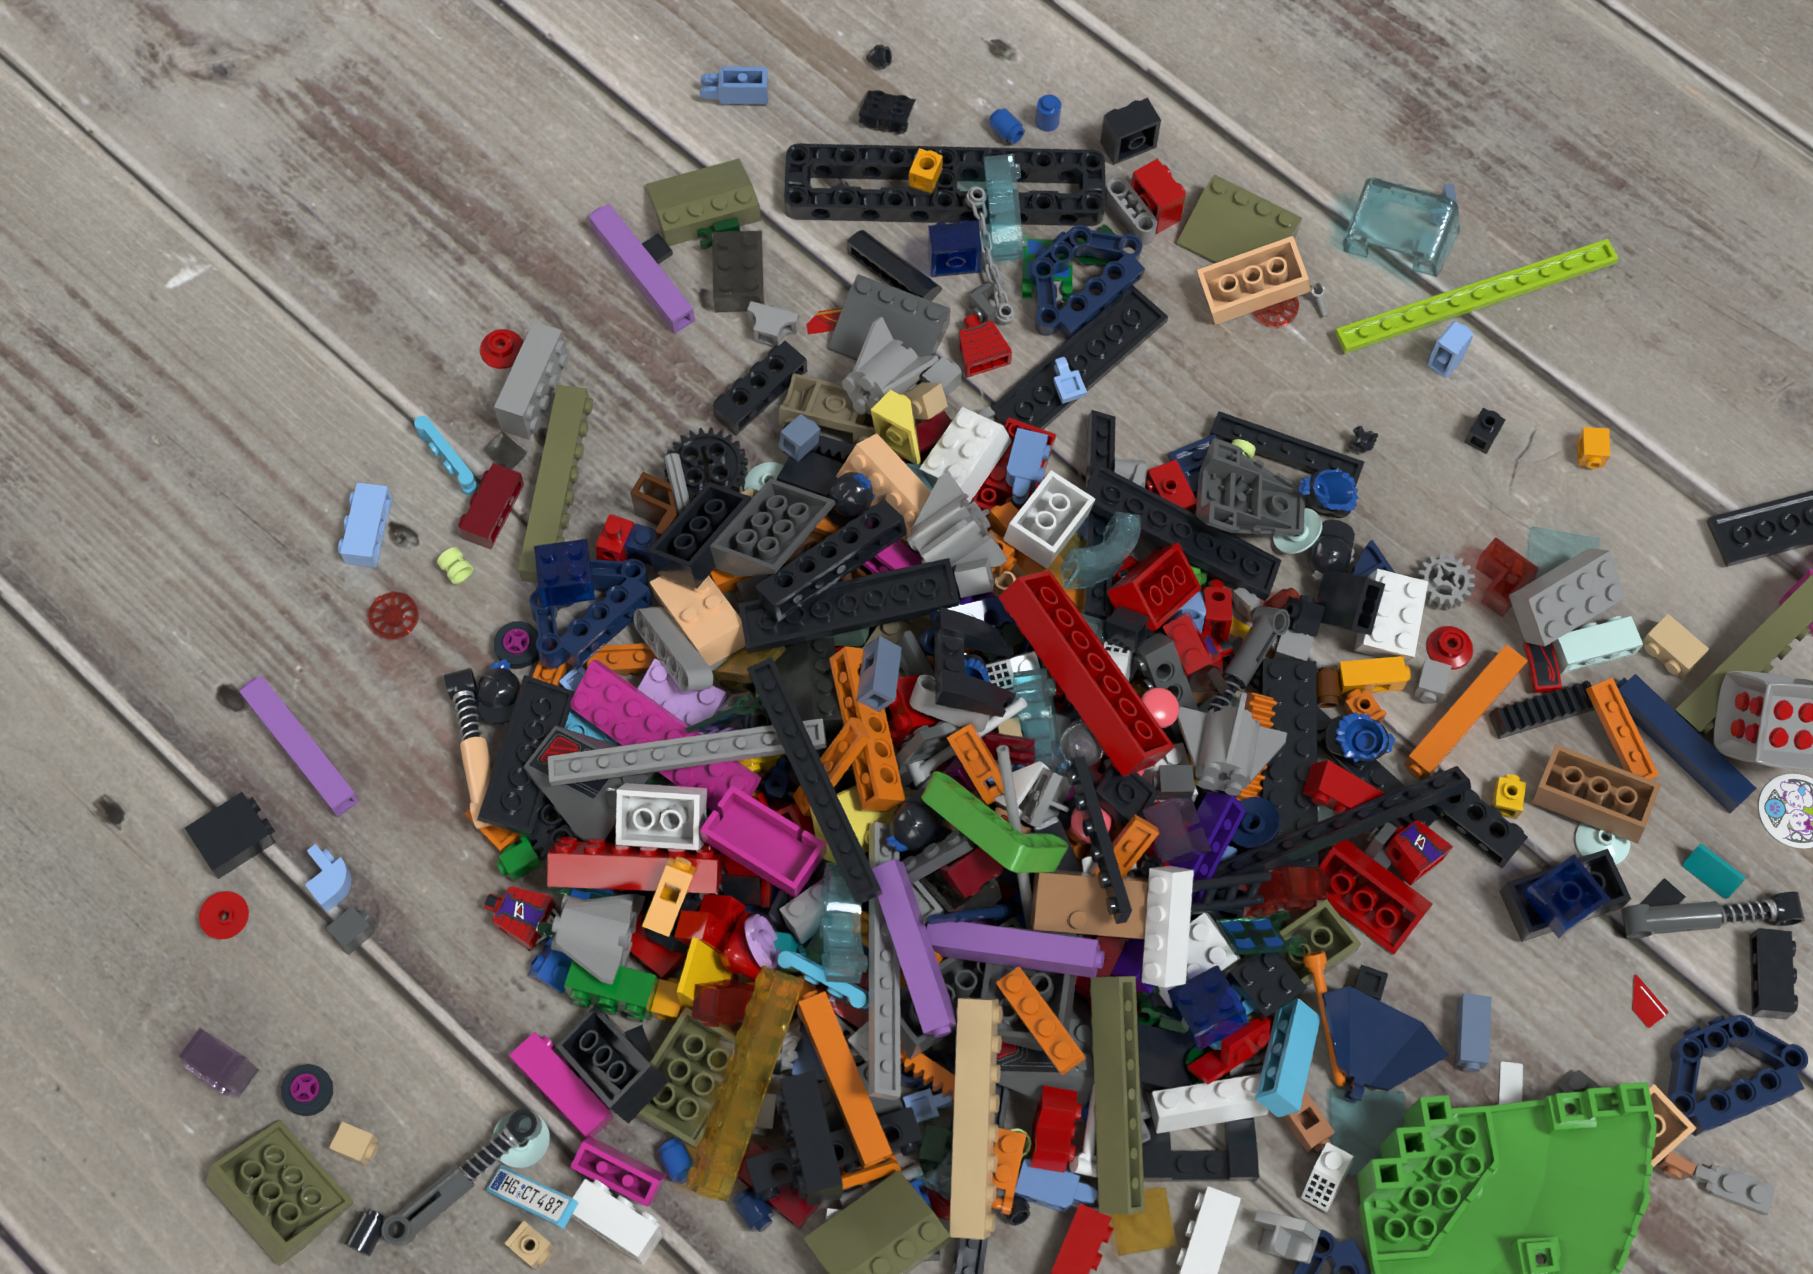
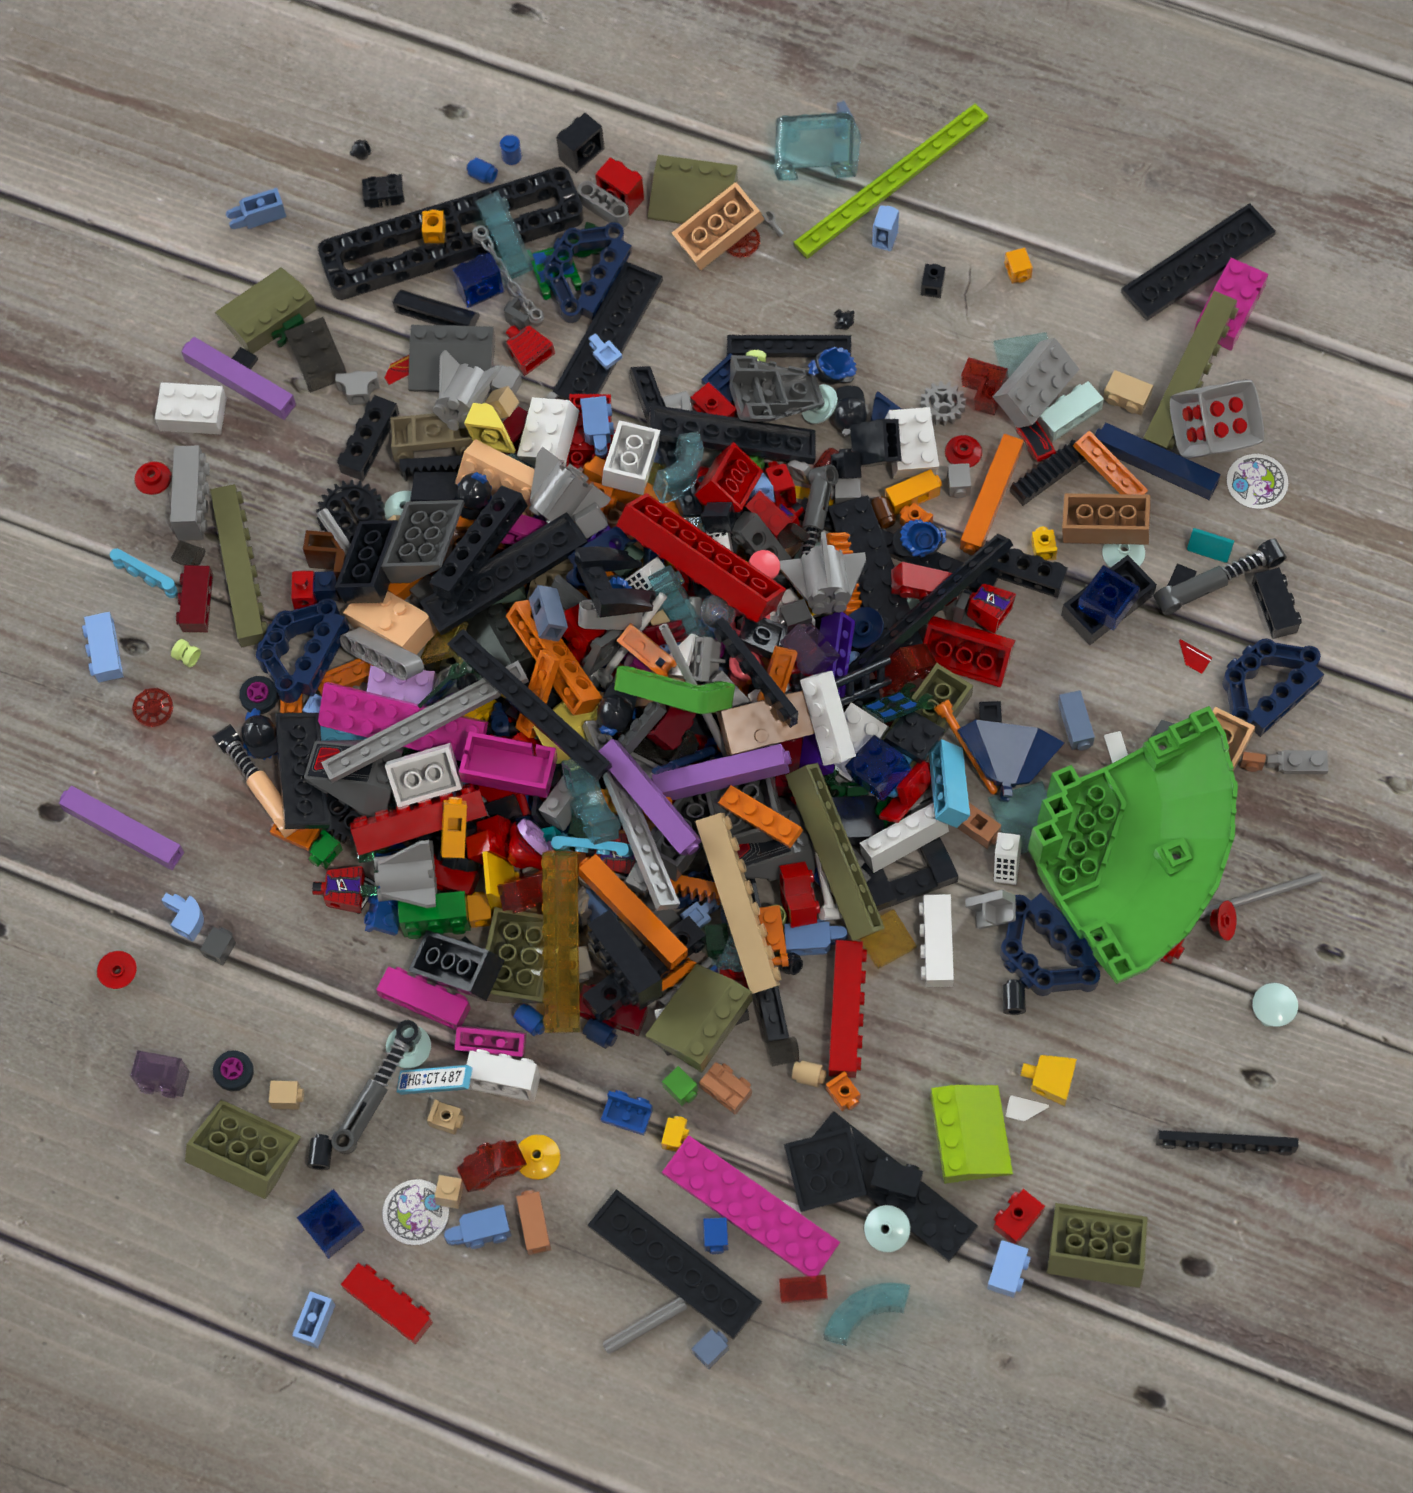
camera: 15 degrees left, 0 degrees up
(231, 834) = (97, 910): black brick -> none
(564, 572) = (276, 626): clear blue brick -> none
(574, 284) = (190, 408): none -> white brick
(799, 437) = (415, 463): sand blue brick -> none

